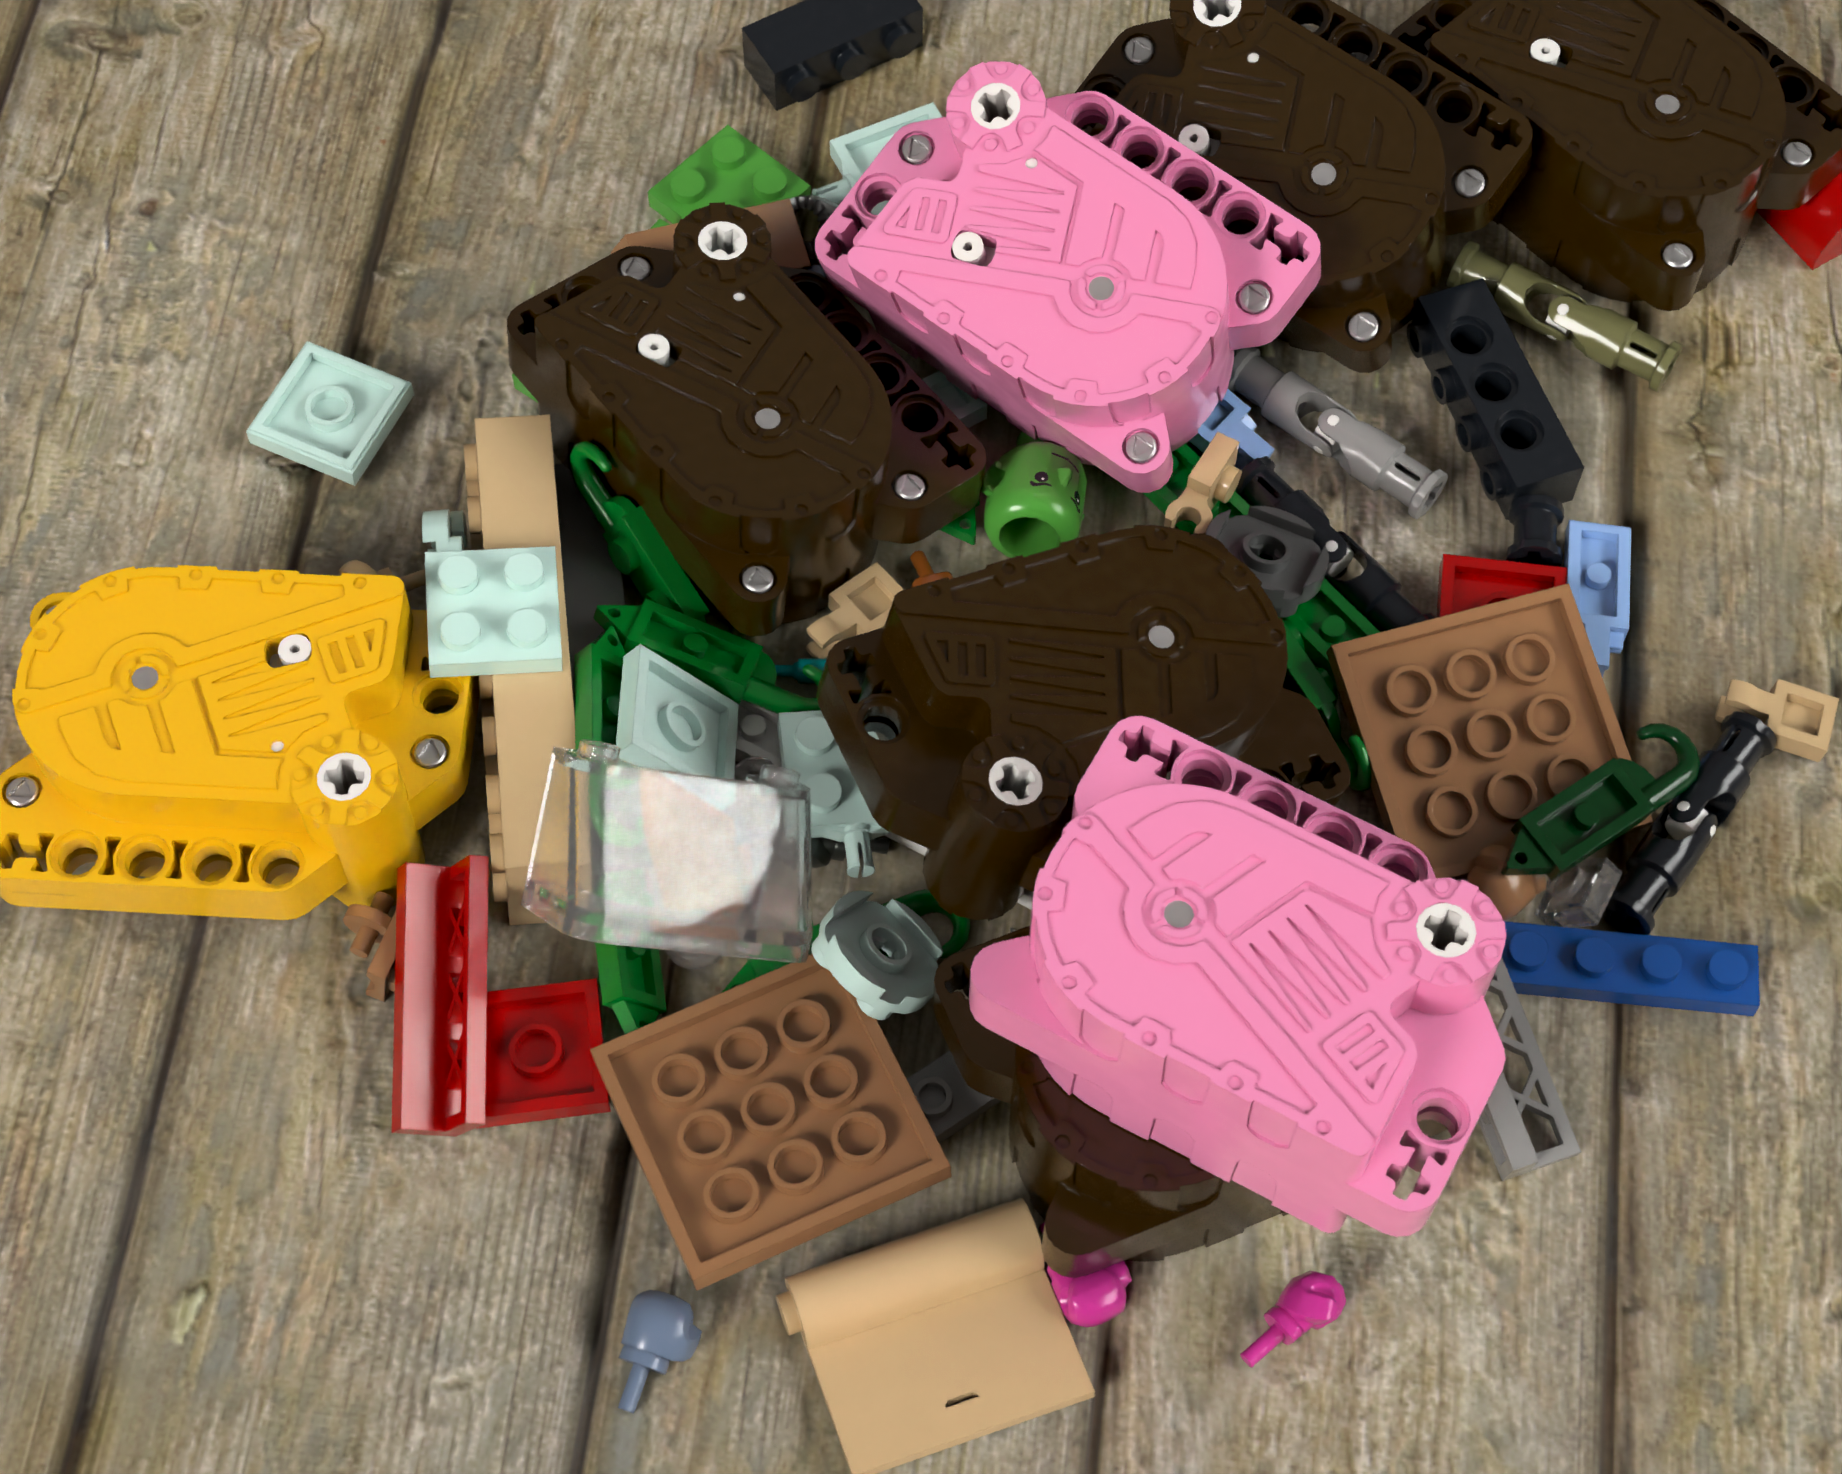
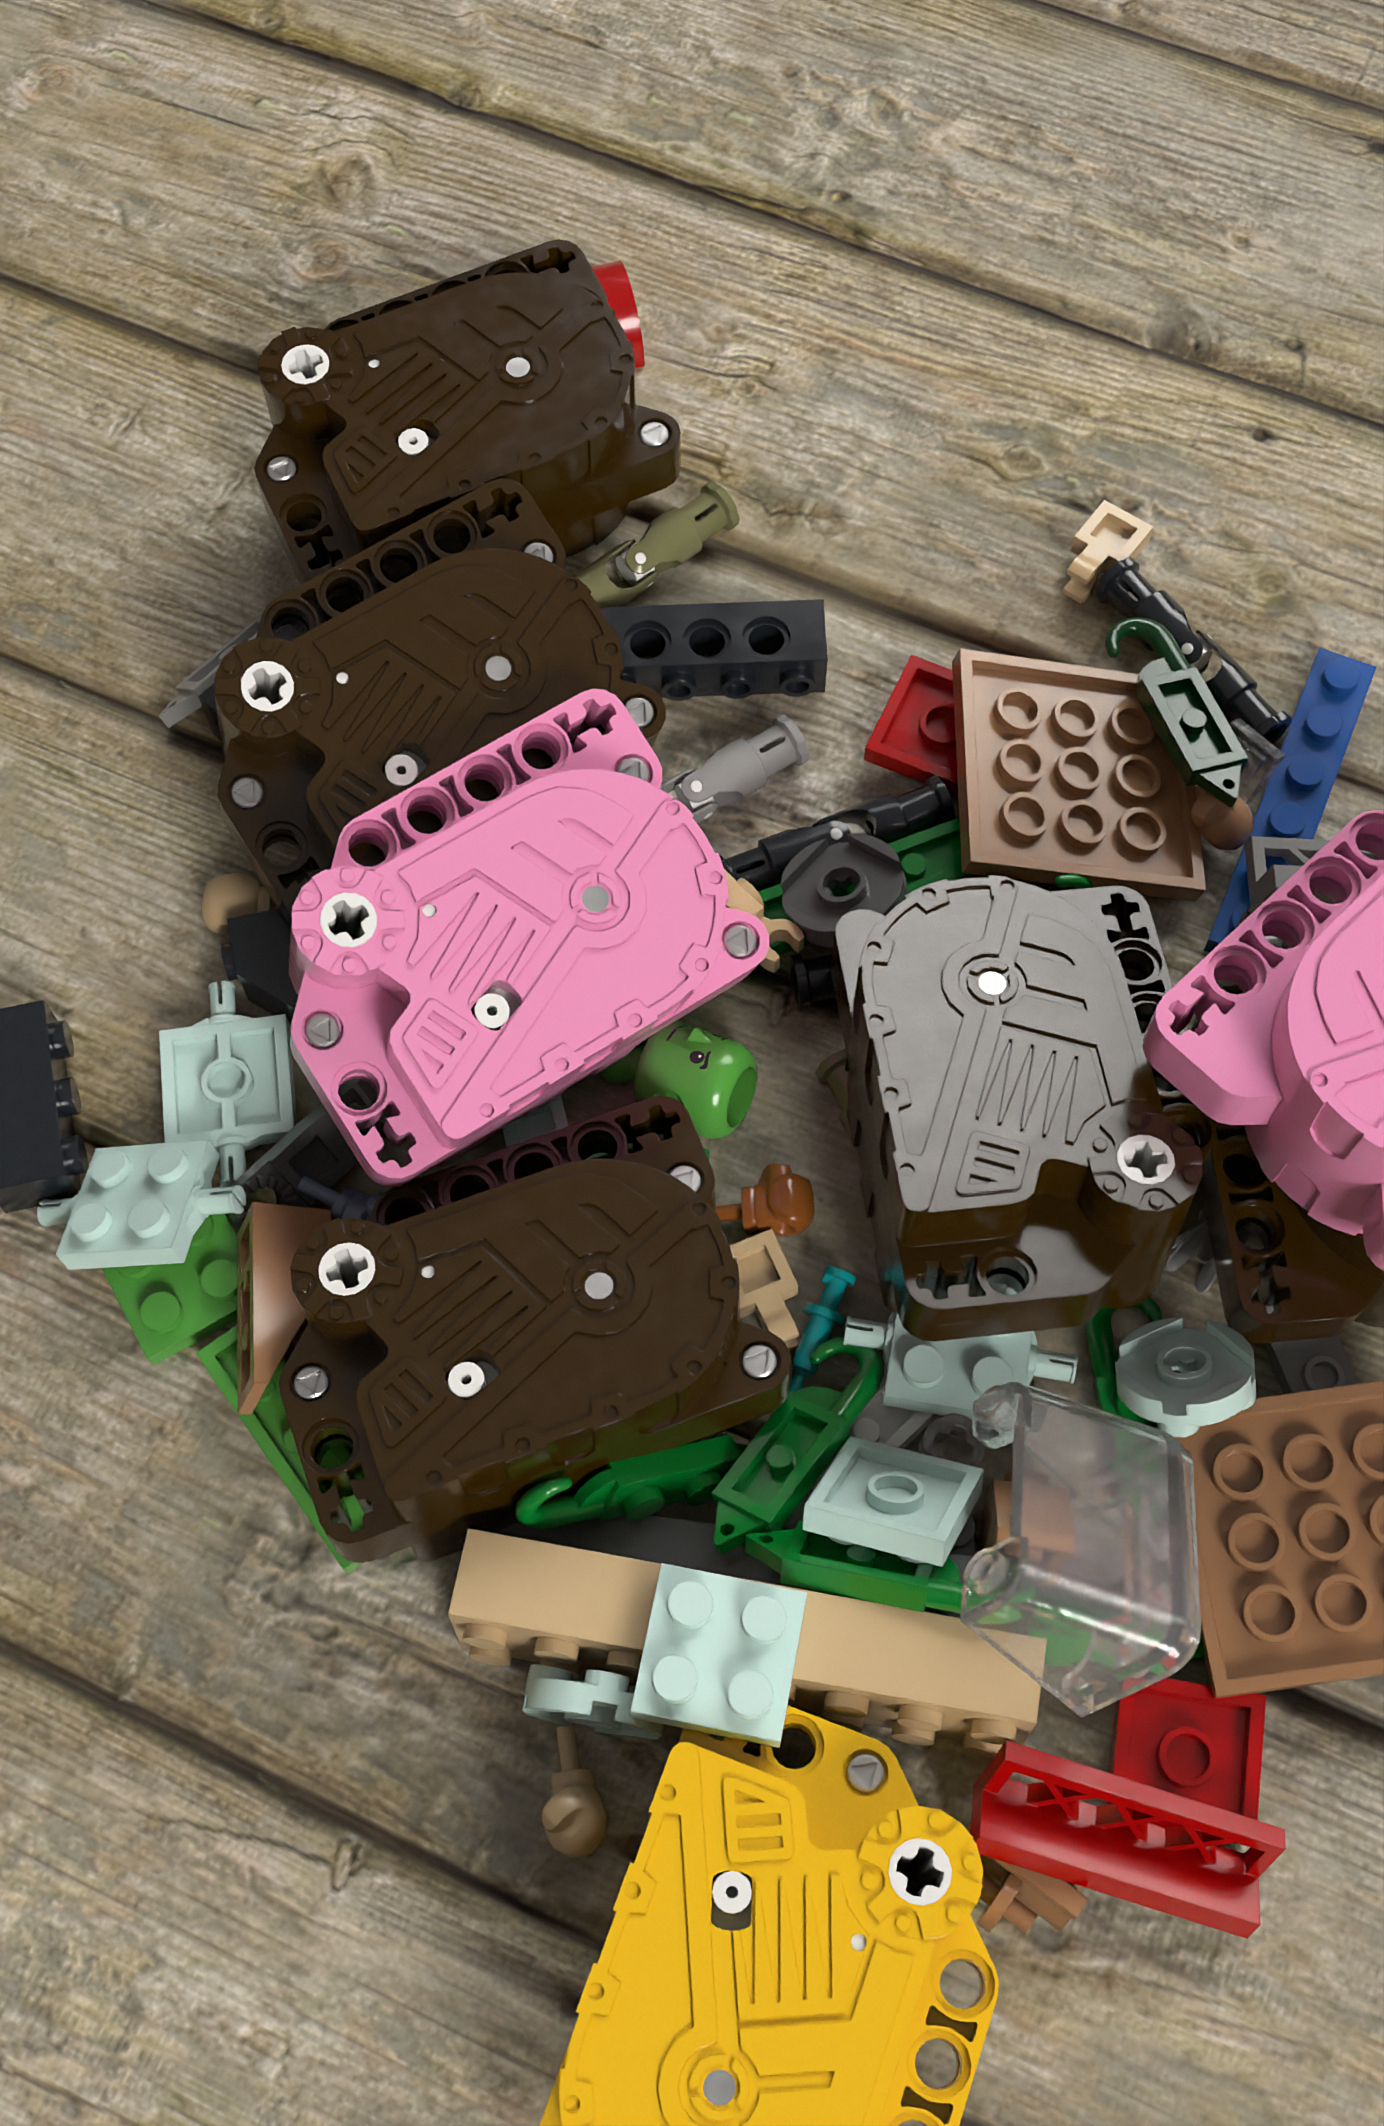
camera: 70 degrees left, 5 degrees up
(330, 413) = (310, 1795): light aqua plate -> none
(771, 136) = (140, 1205): none -> light aqua plate
(1535, 530) = (863, 669): black bush -> none
(1600, 582) = (911, 628): light blue hinge -> none

